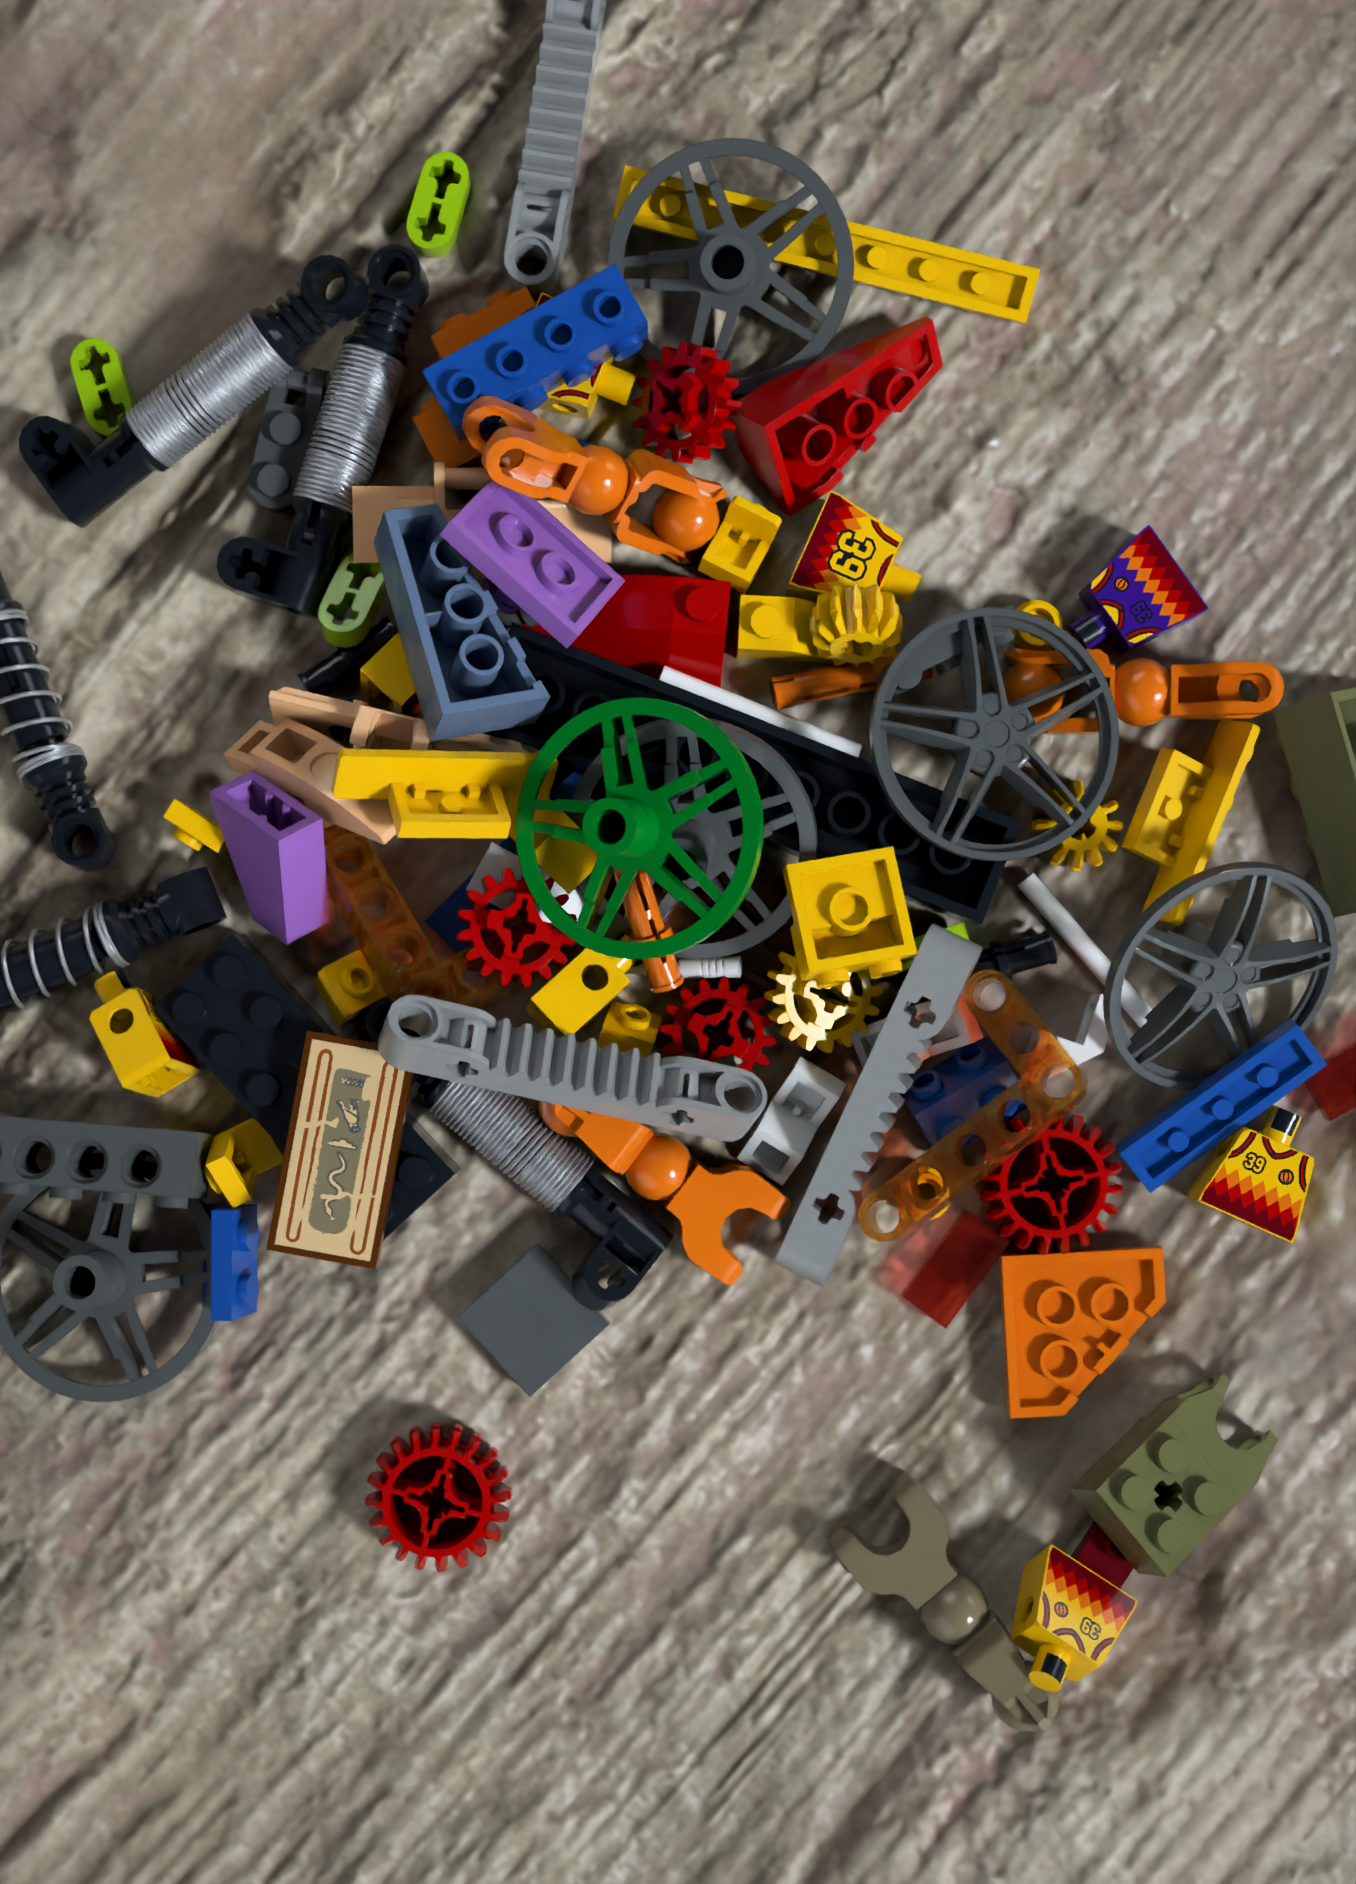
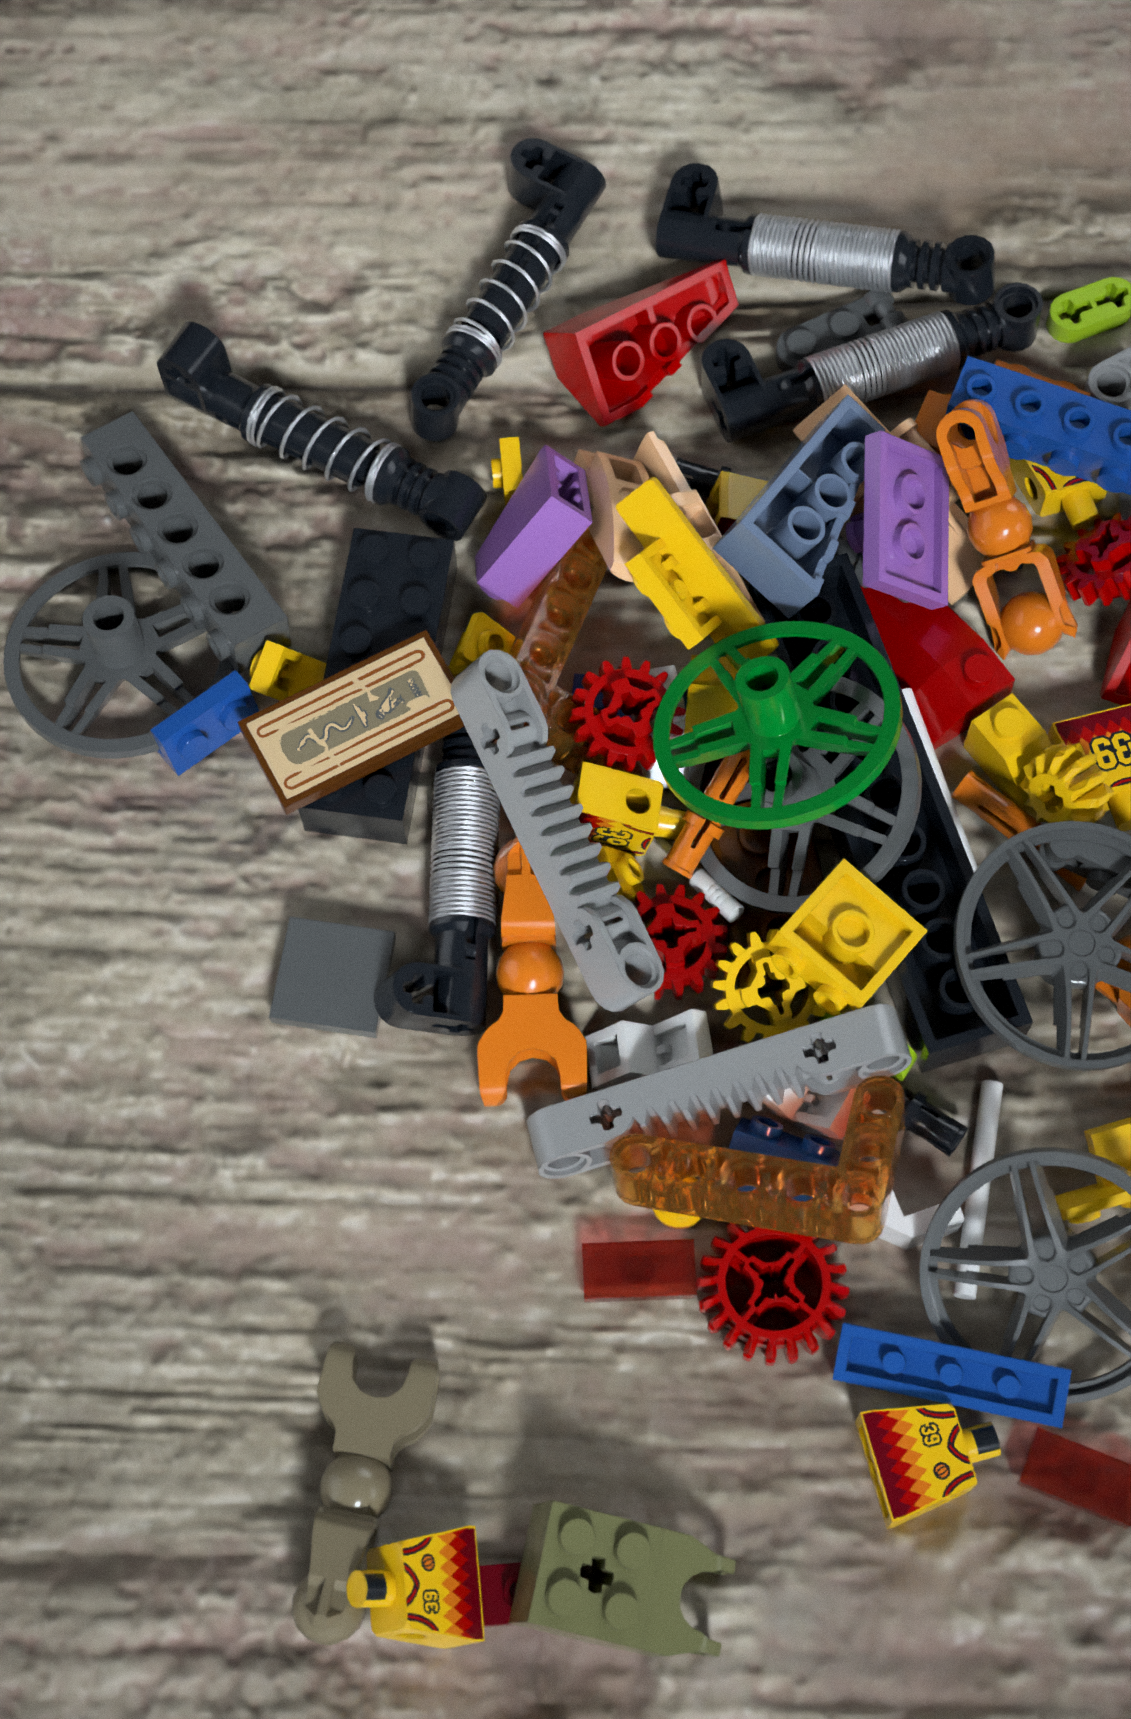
camera: 50 degrees right, 20 degrees down
(90, 389) = (756, 196): lime beam -> none
(137, 1040) = (324, 530): yellow torso -> none
(152, 624) = (631, 344): none -> red wedge
(343, 594) = (758, 450): lime beam -> none
(425, 1541) = (114, 1017): red gear -> none
(740, 544) = (1050, 678): yellow bracket -> none
(1071, 1319) = (675, 1399): orange plate -> none
(1086, 844) = (1060, 1103): yellow gear -> none

